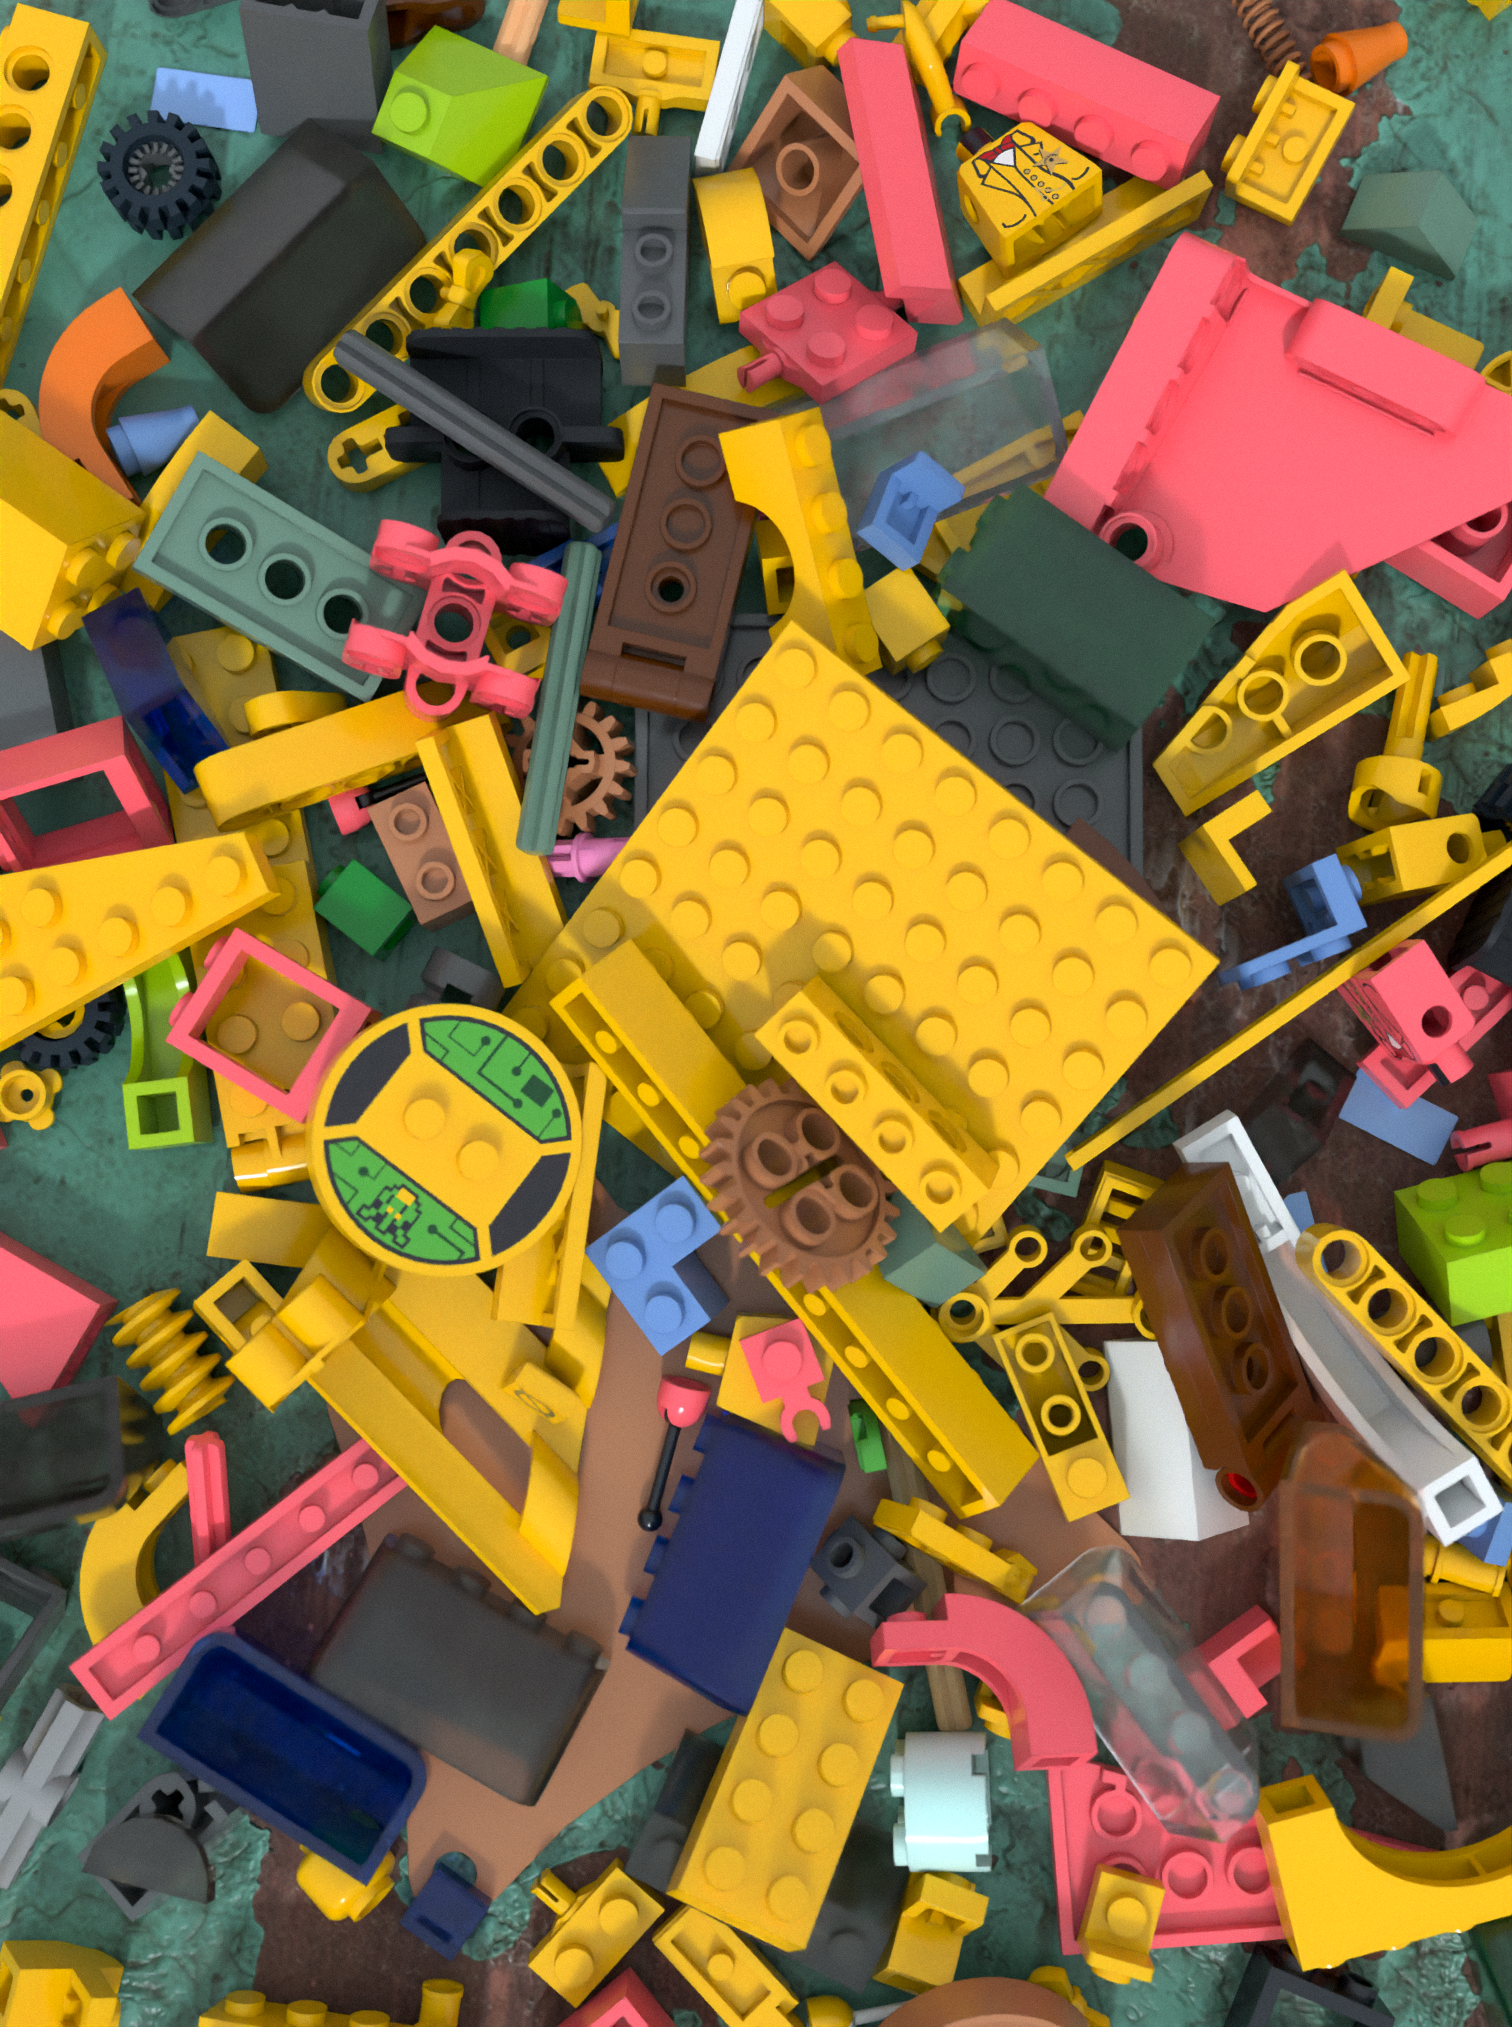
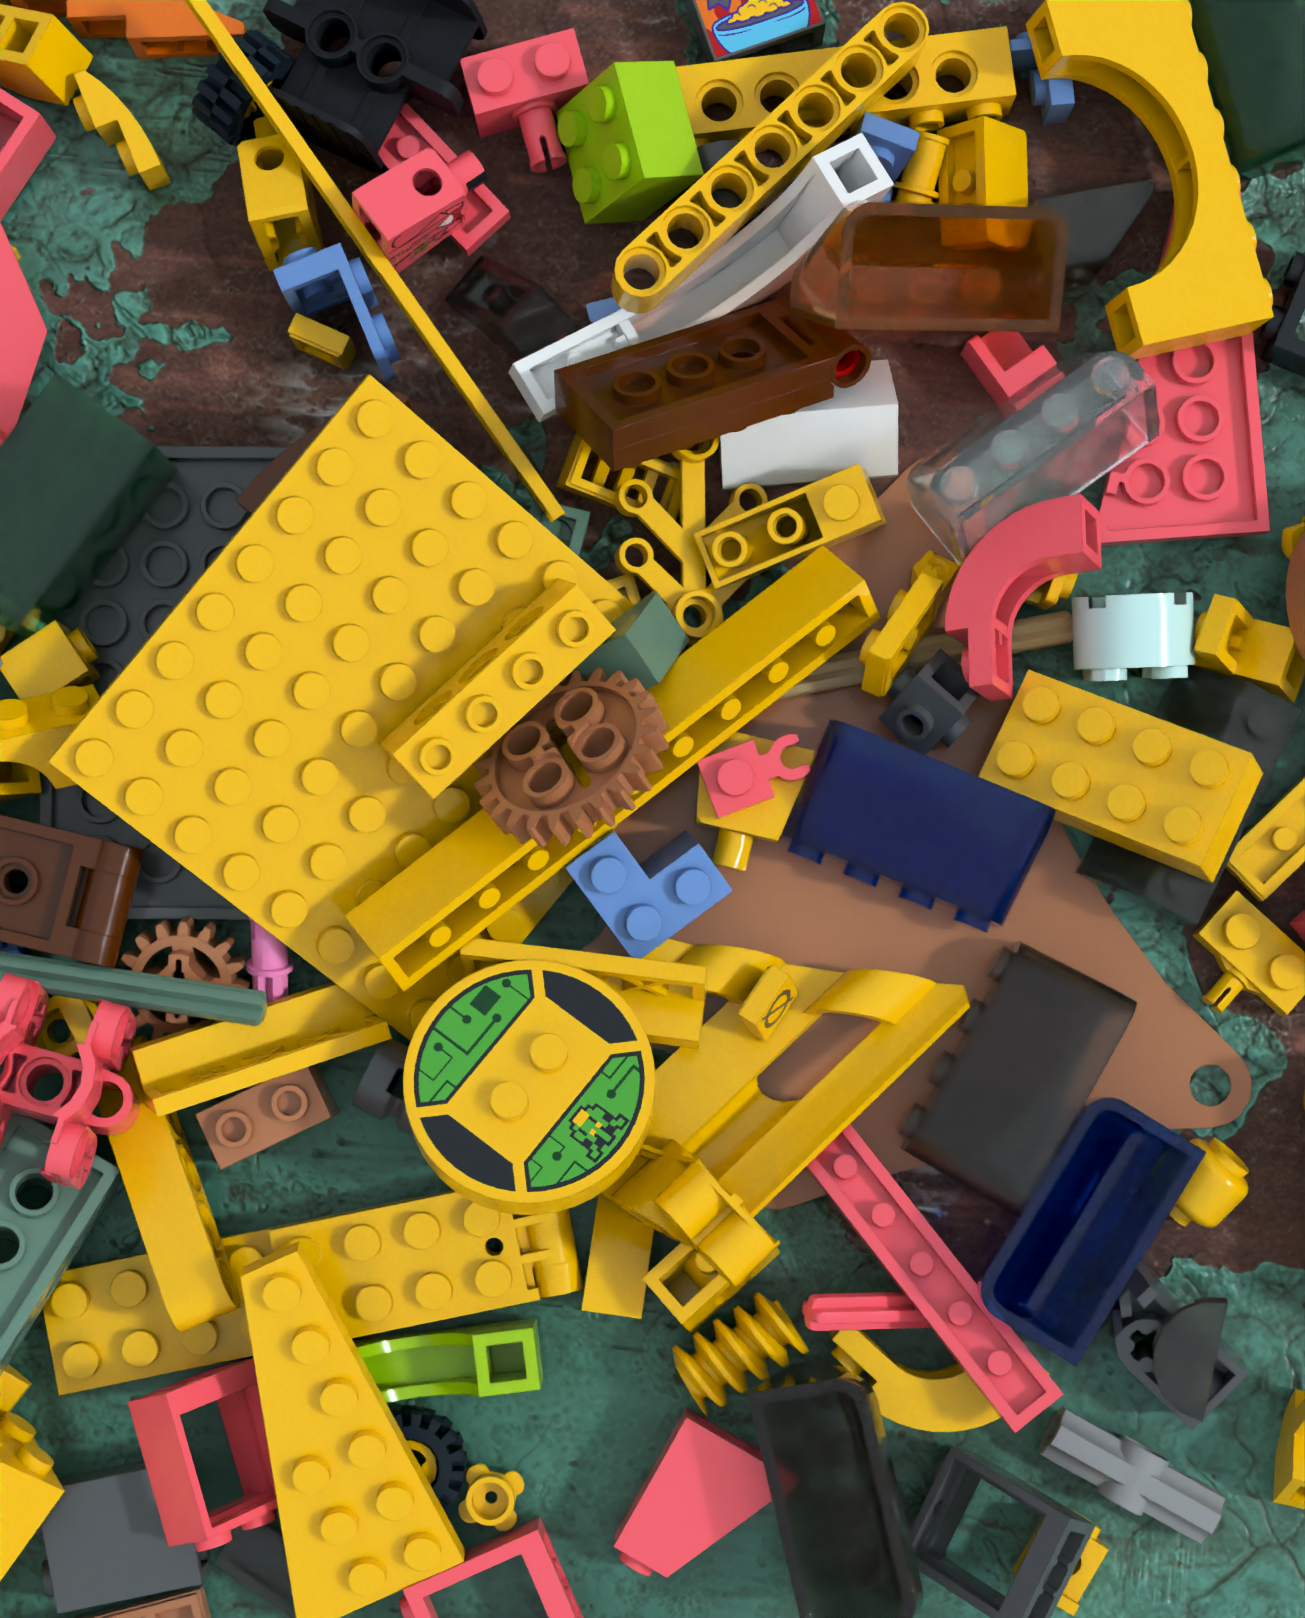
camera: 90 degrees left, 0 degrees up
(155, 686) = (100, 1371): clear blue slope -> none
(223, 966) = (366, 1299): coral window -> none
(289, 709) = (125, 1244): yellow beam -> none
(352, 805) = (219, 1186): coral hinge -> none
(365, 909) = (315, 1173): green brick -> none
(445, 1911) = (1241, 1091): clear blue tile -> none
(680, 1404) = (780, 876): hinge -> none
(866, 1436) = (807, 704): bright green tile -> none
(1120, 1924) = (1239, 478): yellow bracket -> none
(1215, 857) = (273, 381): yellow panel -> none
(1259, 906) = (322, 341): none -> yellow tile
(1292, 684) = (116, 308): yellow wedge -> none
(1400, 780) = (206, 210): yellow piece -> none
(1417, 1130) = (530, 202): light blue sticker -> none

